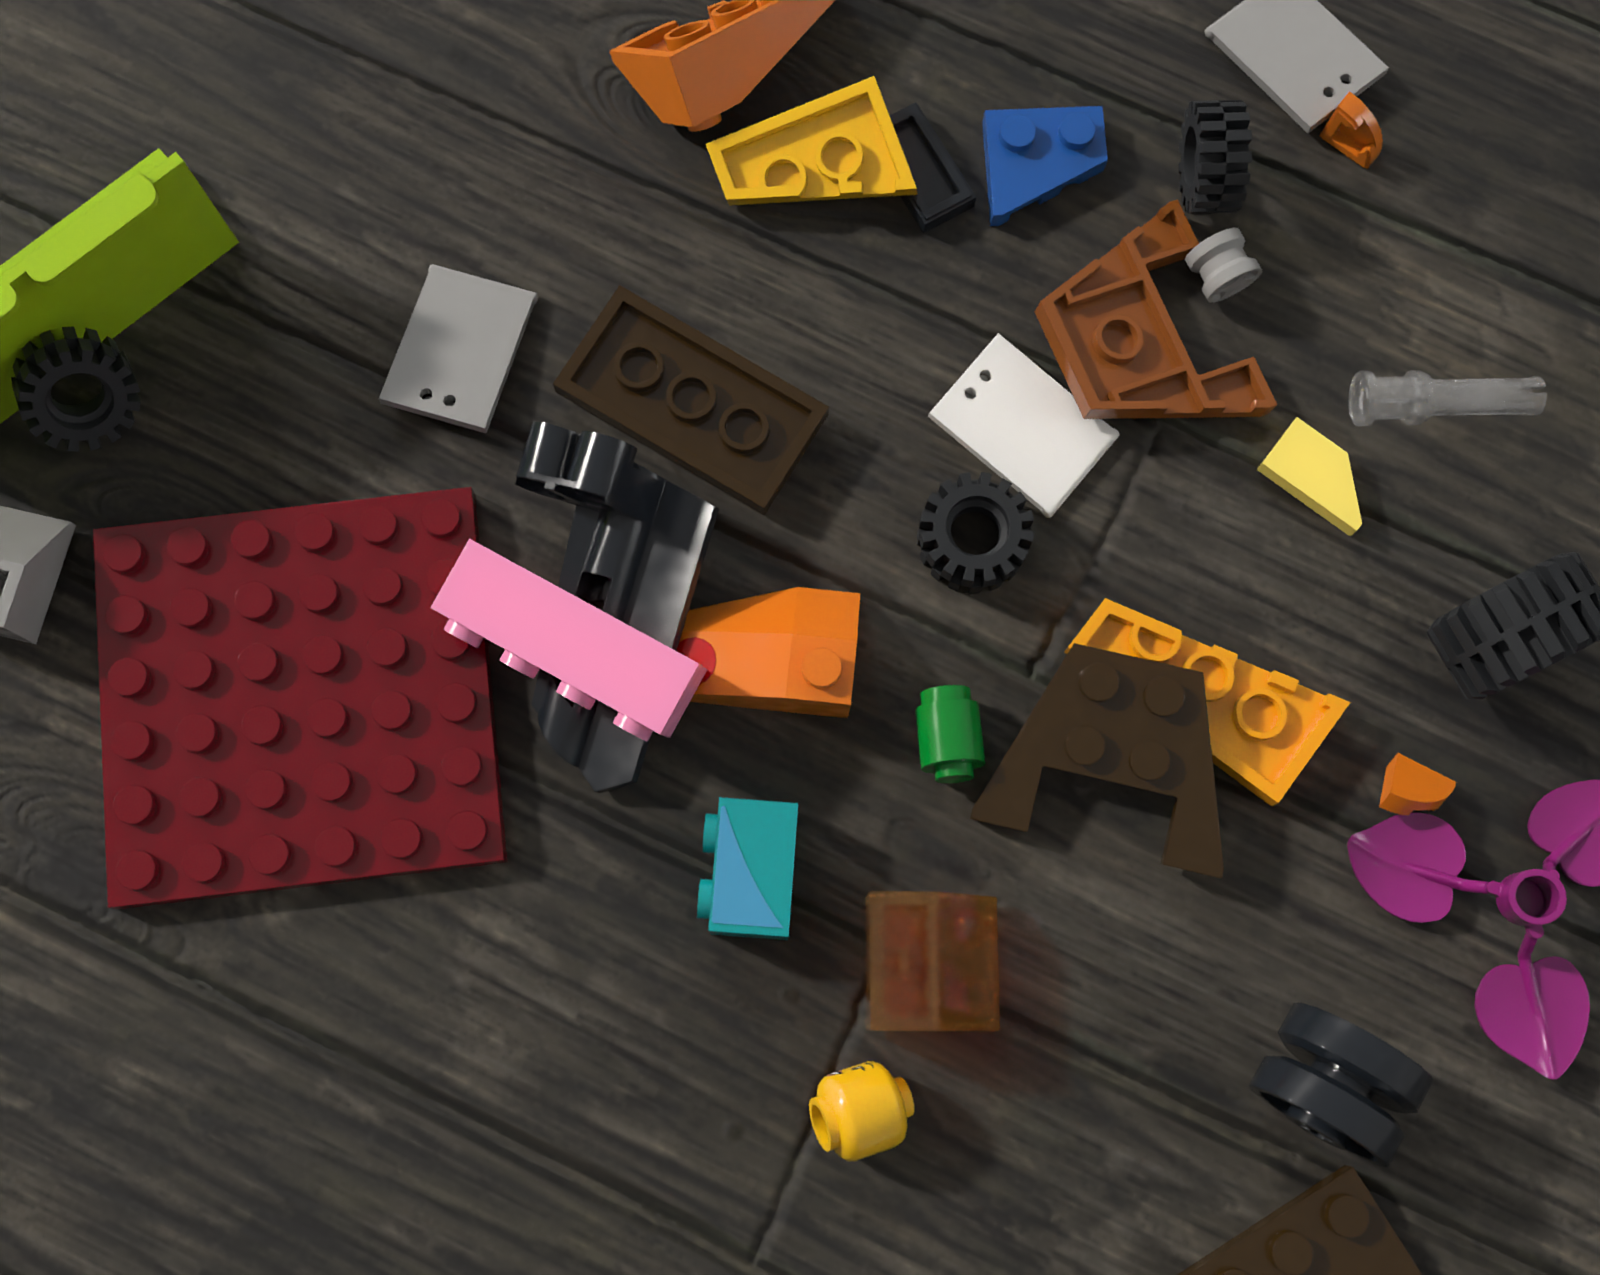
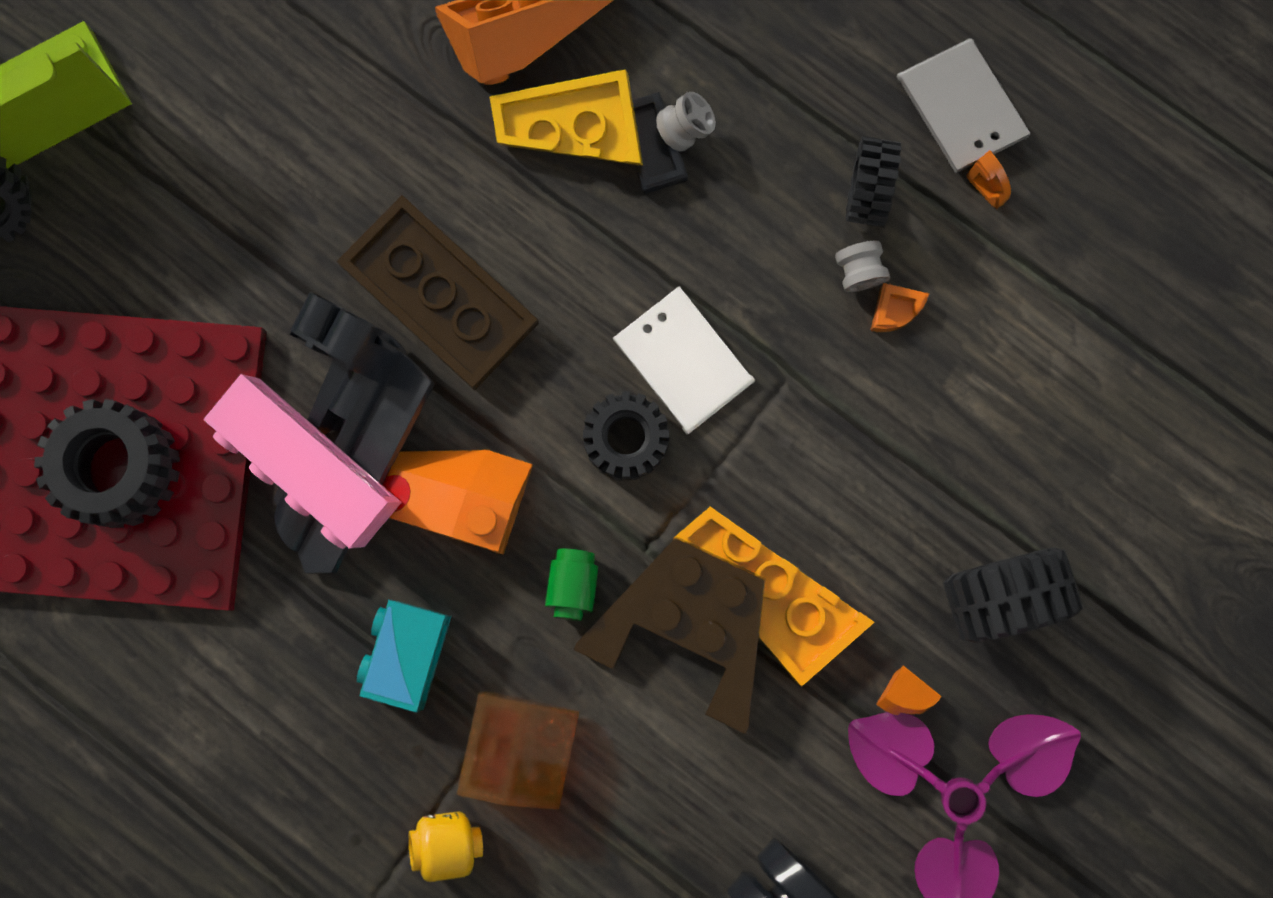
camera: 15 degrees right, 5 degrees up
(270, 662) = (71, 451): none -> black tyre
(458, 348) = (275, 217): light grey container -> none
(960, 129) = (685, 121): none -> light grey wheel
(1039, 153) = (746, 150): blue wing -> none
(1123, 346) = (770, 312): dark orange wing -> none
(1275, 309) = (896, 307): none -> orange tile
(1315, 474) = (894, 440): light yellow tile -> none
(1420, 397) = (986, 398): clear pin -> none

